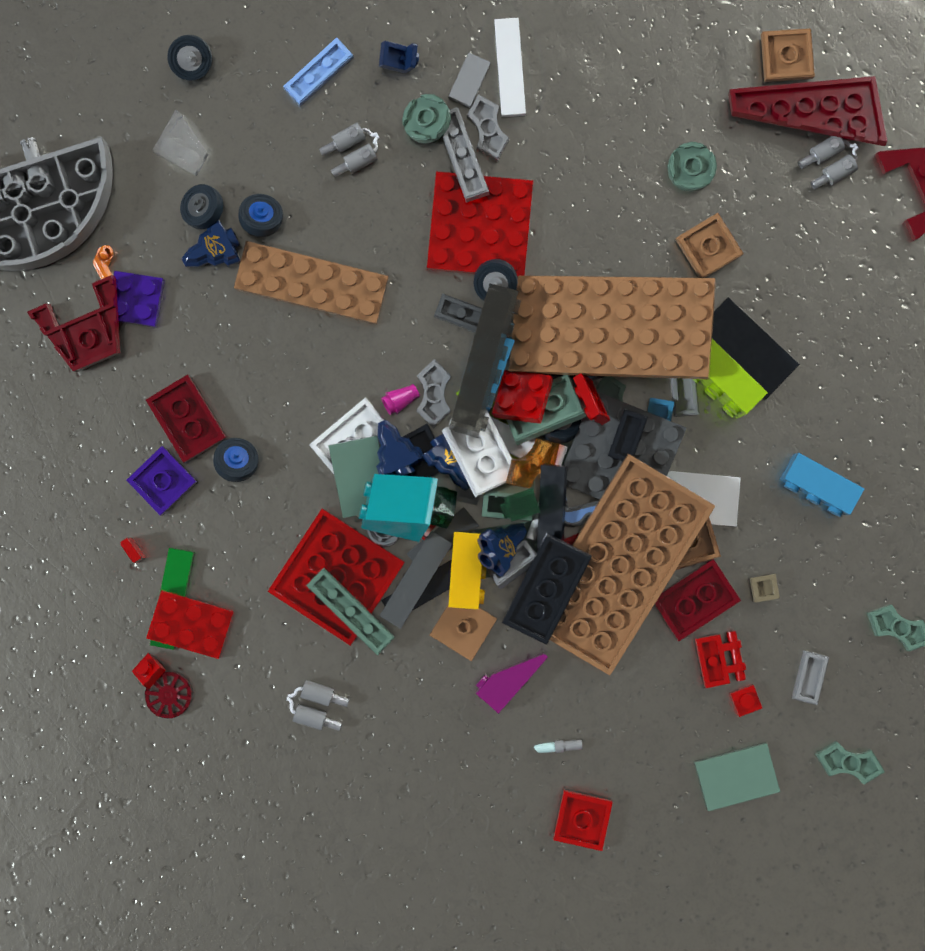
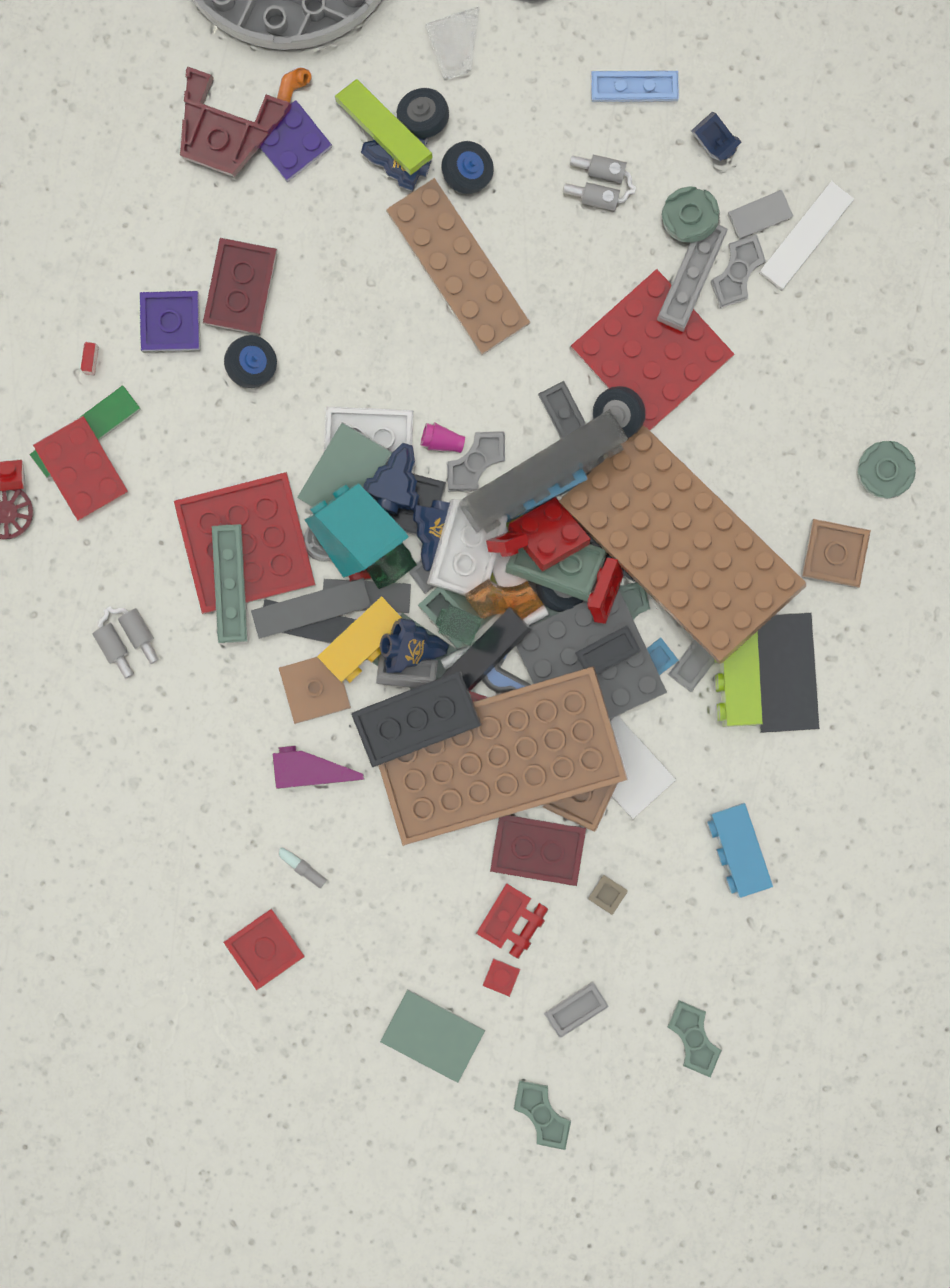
camera: 40 degrees right, 0 degrees up
(185, 237) = (383, 126): none -> lime tile
(503, 426) = (507, 543): none -> red plate

